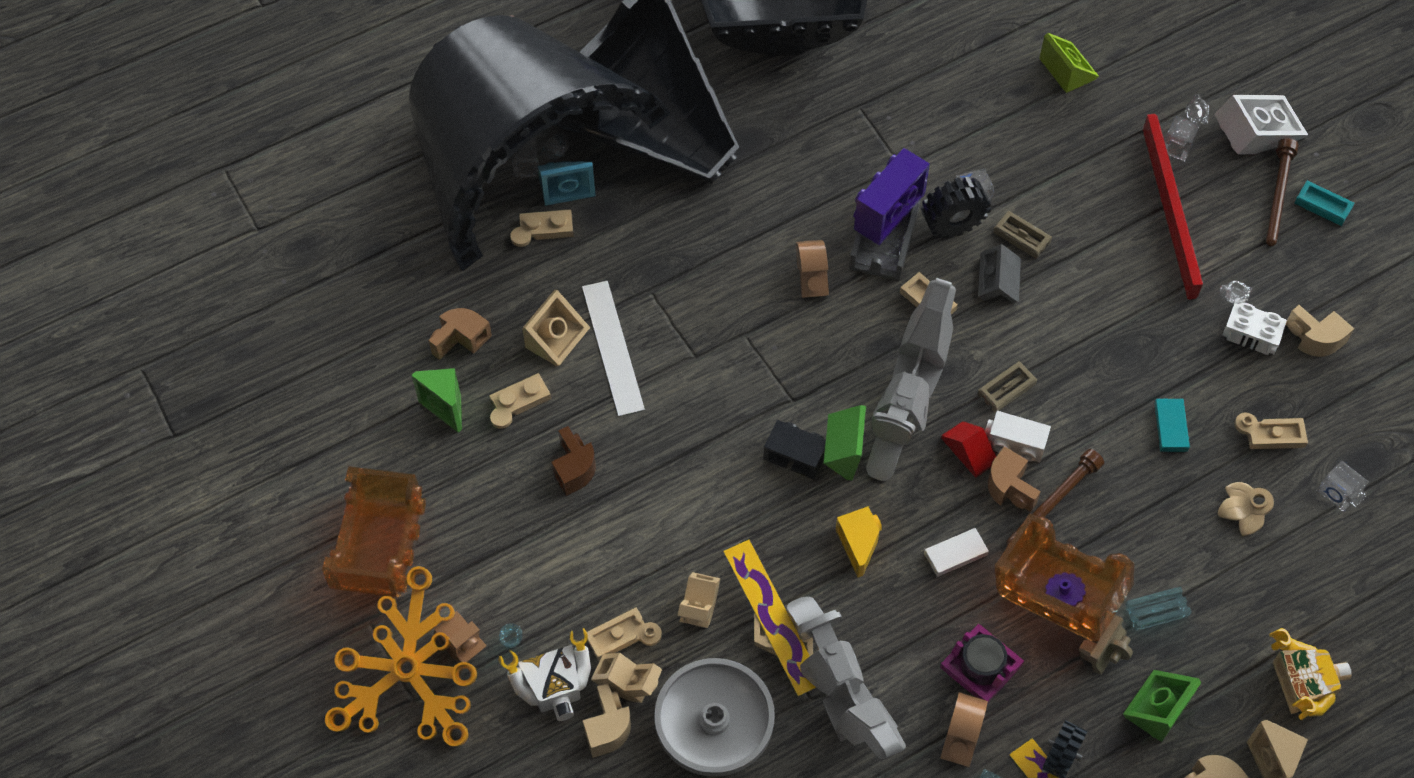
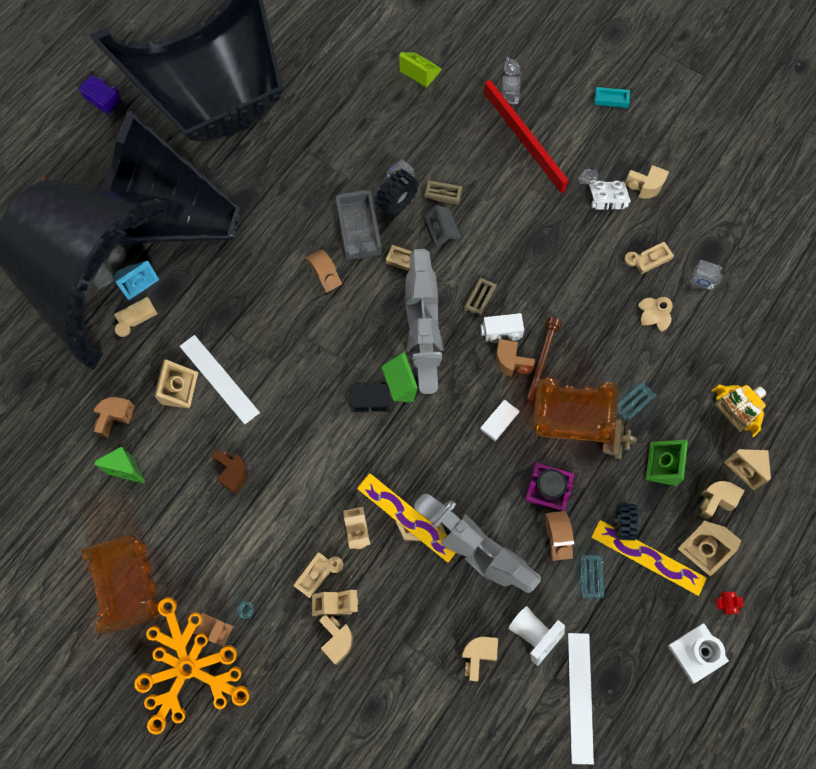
camera: 25 degrees left, 10 degrees up
(517, 399) = (173, 443): tan hinge -> none
(552, 678) = (286, 626): white torso -> none
(714, 717) = (403, 603): light grey dish -> none
(859, 537) = (436, 438): yellow slope -> none
(890, 196) = (354, 202): dark purple brick -> none
(971, 447) = (476, 346): red slope -> none
(1066, 588) = (577, 415): dark purple piece -> none
(1172, 425) = (589, 279): teal tile -> none
(1258, 122) = (551, 61): white slope -> none
(1286, 151) = (575, 72): reddish brown piece -> none

